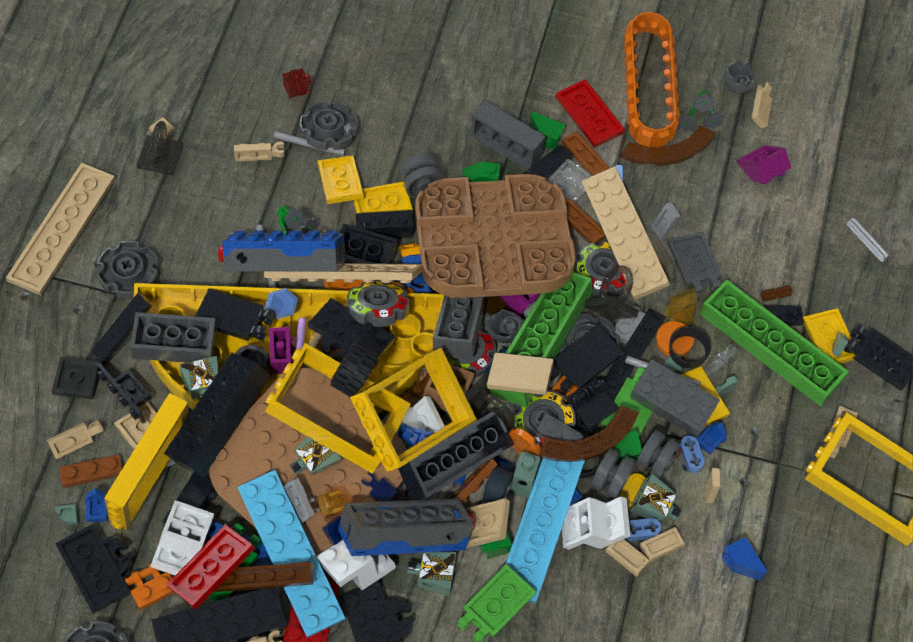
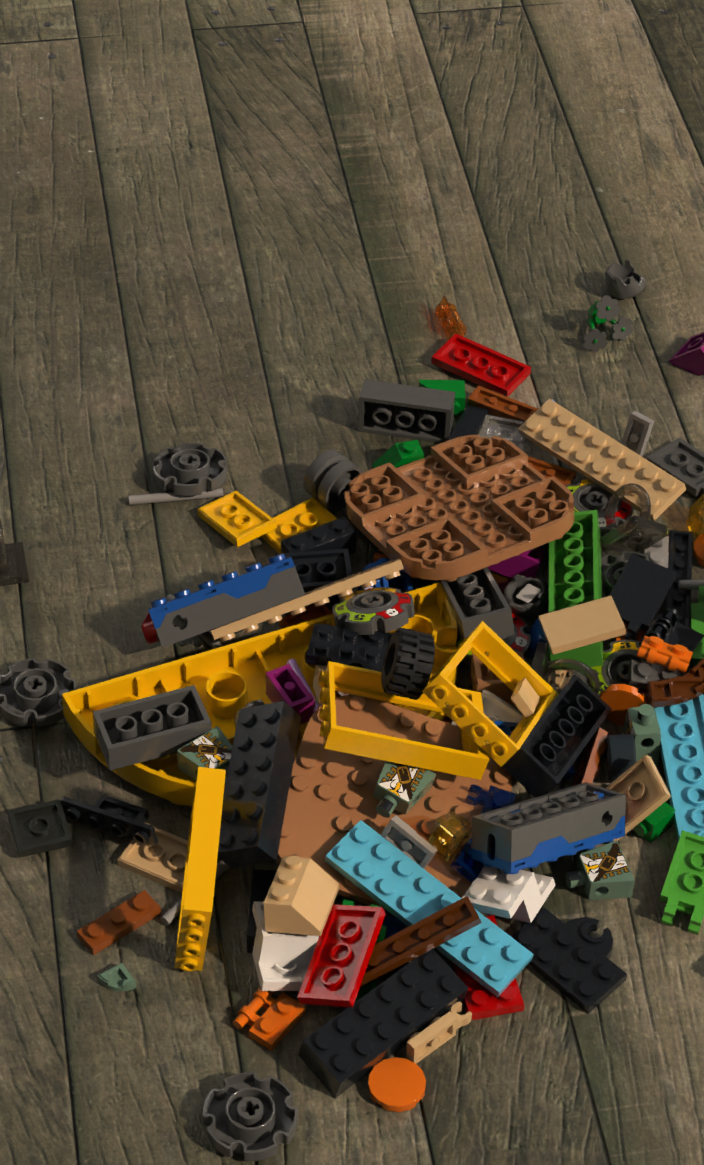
camera: 20 degrees left, 15 degrees down
(73, 438) = (77, 893): tan plate -> none
(95, 506) = (149, 956): blue tile -> none
(96, 566) = (190, 1020): black plate -> none
(120, 329) = (71, 749): black tile -> none
(202, 513) = (299, 898): none -> tan slope
(235, 315) = (216, 682): black tile -> none
(259, 151) = (120, 522): tan plate -> none
(281, 303) = (255, 653): medium blue panel -> none
(294, 218) = (215, 567): dark grey plant -> none
(296, 82) = (124, 438): clear red brick -> none
(408, 249) = (363, 560): light orange plate -> none
(422, 380) = (464, 674): clear orange slope -> none
(444, 418) = (525, 698): none -> tan tile
(506, 326) = (528, 593): none -> white sticker
(573, 418) = (672, 656): none -> orange plate
(590, 58) = (449, 319): none -> clear orange hinge
(659, 26) = (547, 361): orange piece -> none
(670, 154) = (592, 379): reddish brown tile -> none
(762, 105) = (664, 299): tan plate -> none

